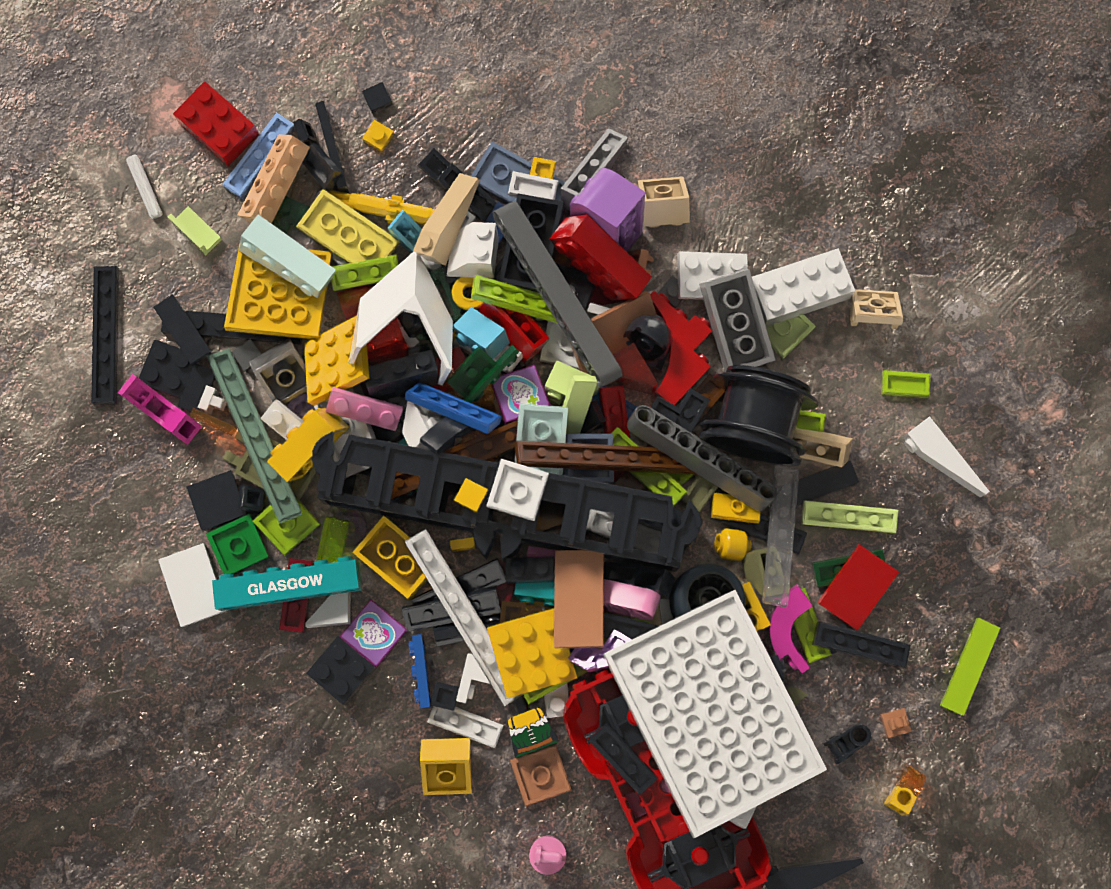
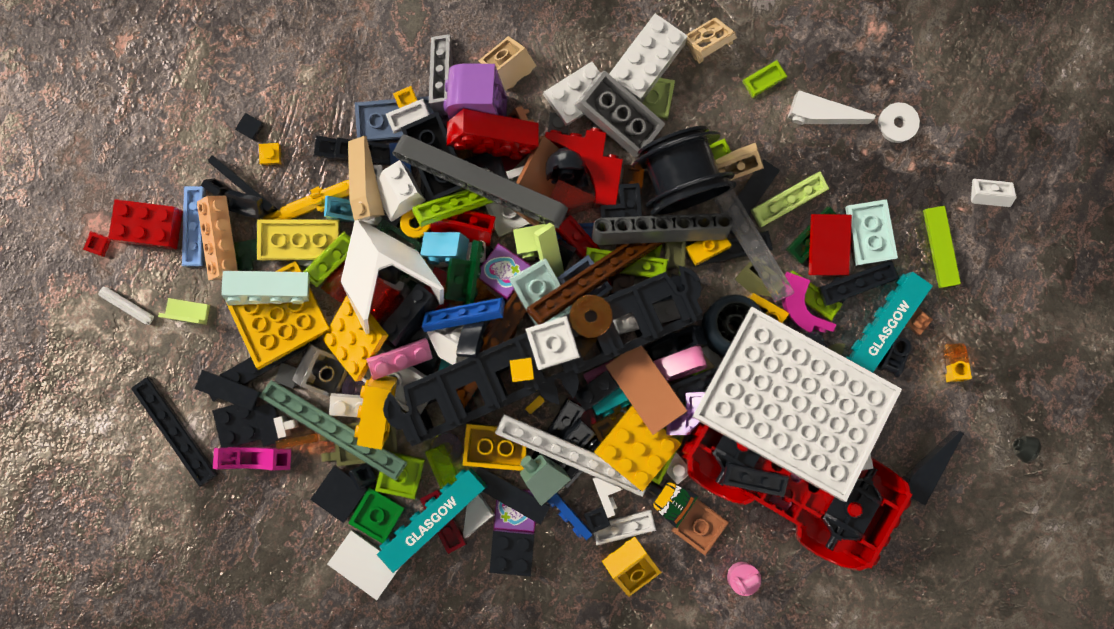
camera: 30 degrees left, 5 degrees up
(158, 111) = (97, 244): none -> red tile
(380, 618) = (513, 496): none -> black tile
(421, 616) = (543, 477): none -> sand green torso
(571, 504) = (586, 328): none -> clear orange tile
(732, 544) = (722, 274): yellow head -> none
(865, 703) = (889, 321): none -> teal brick
(908, 604) = (872, 232): none -> light aqua plate
(1024, 515) = (906, 114): none -> white tile
(1058, 648) = (993, 193): none -> white slope

